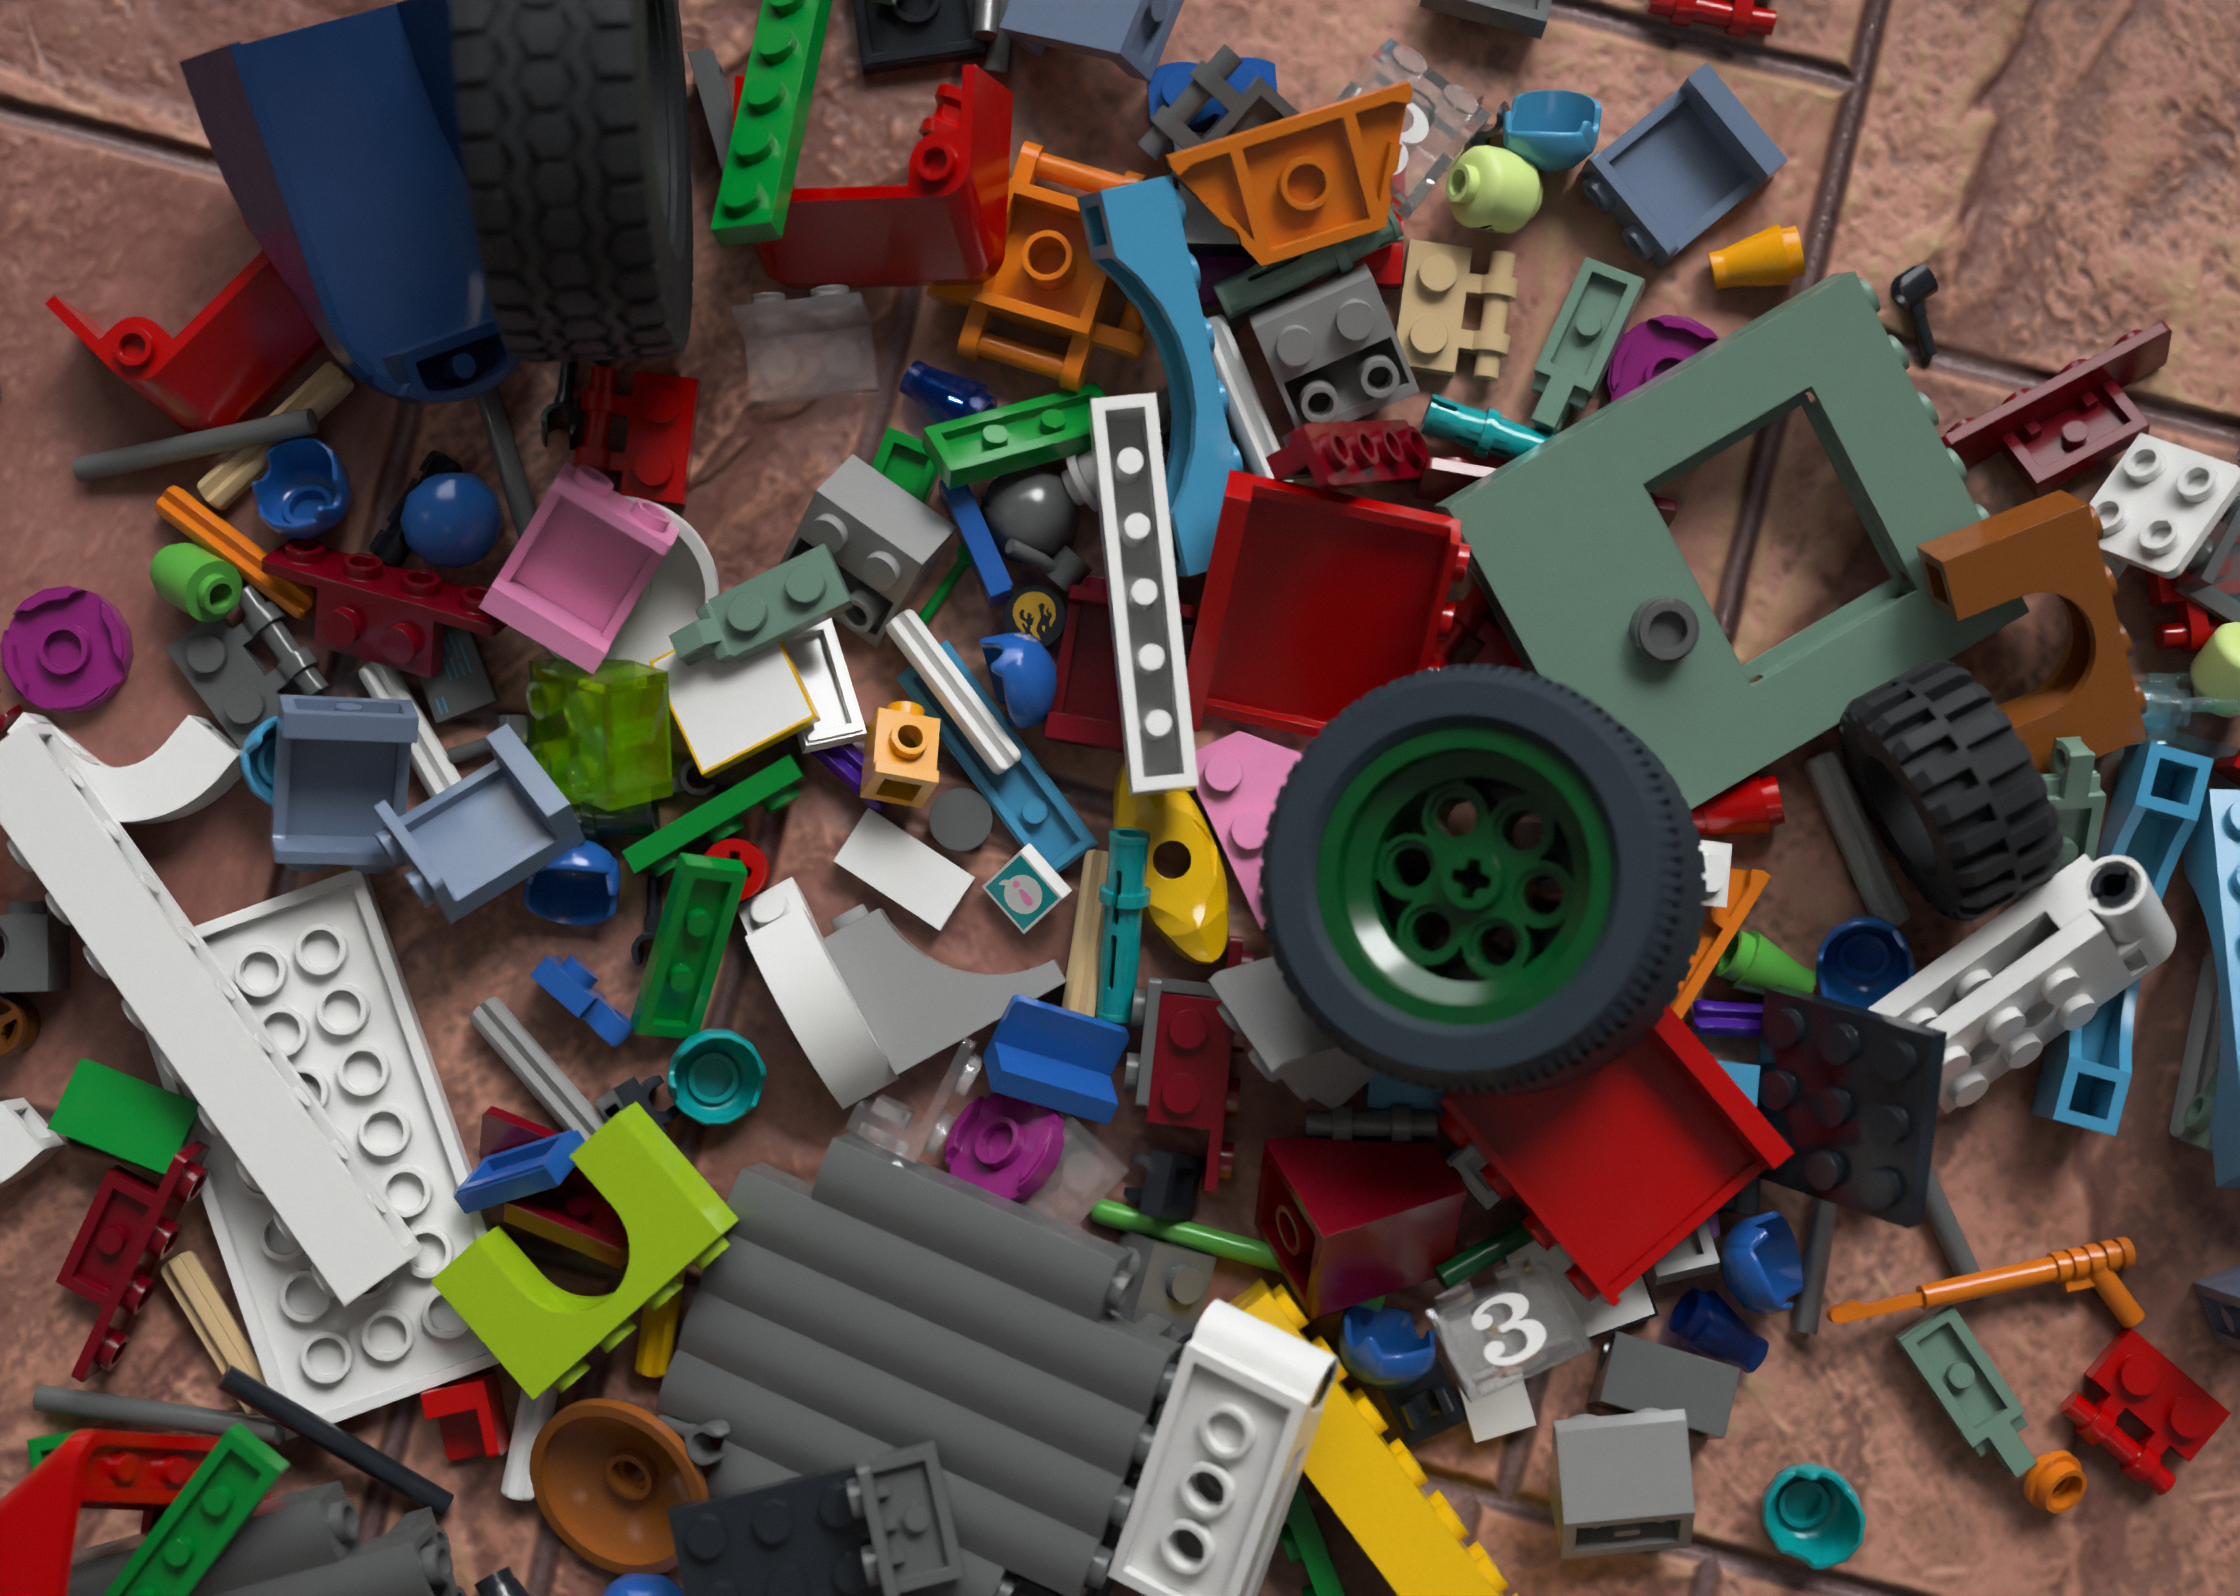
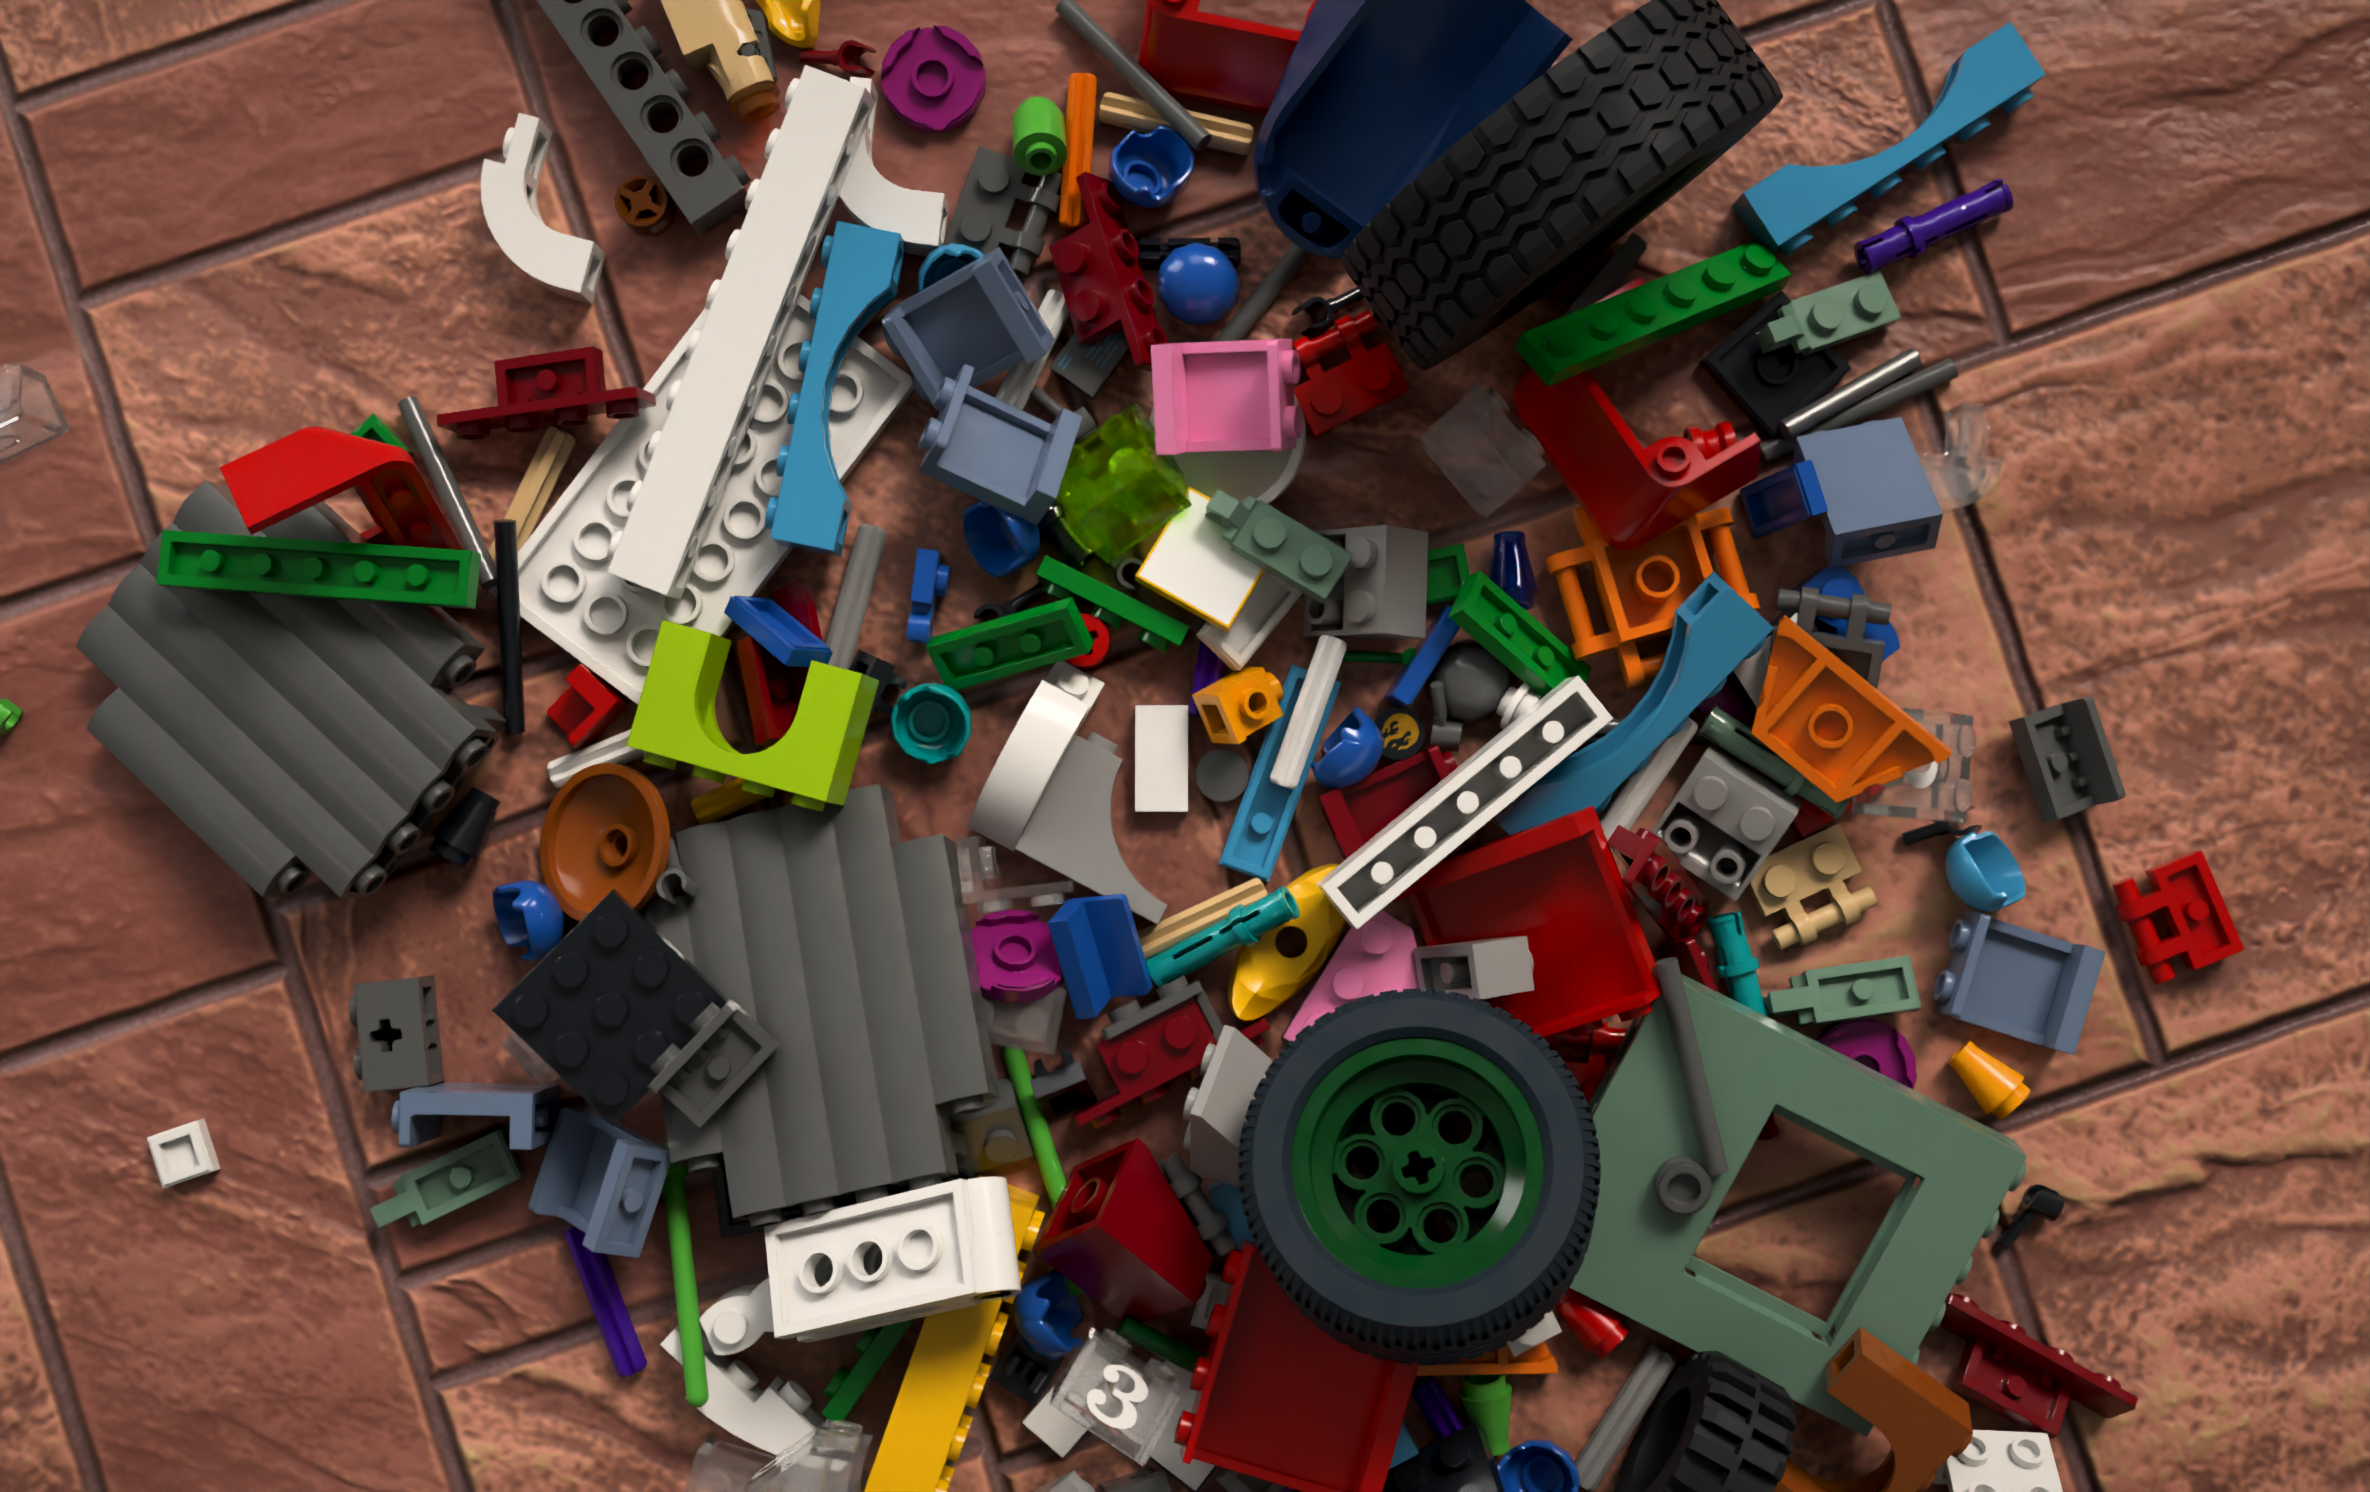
camera: 60 degrees right, 0 degrees up
(124, 1116) = (638, 333): green panel -> none
(224, 863) = (858, 283): none -> dark azure arch
(1026, 888) = (1204, 853): tile -> none
(1052, 81) = (1783, 499): none -> blue tile
(1317, 688) = (1477, 967): none -> light grey slope
(1493, 190) = (1913, 859): yellowish green head -> none
(1551, 542) = (1691, 1066): none -> dark grey bar

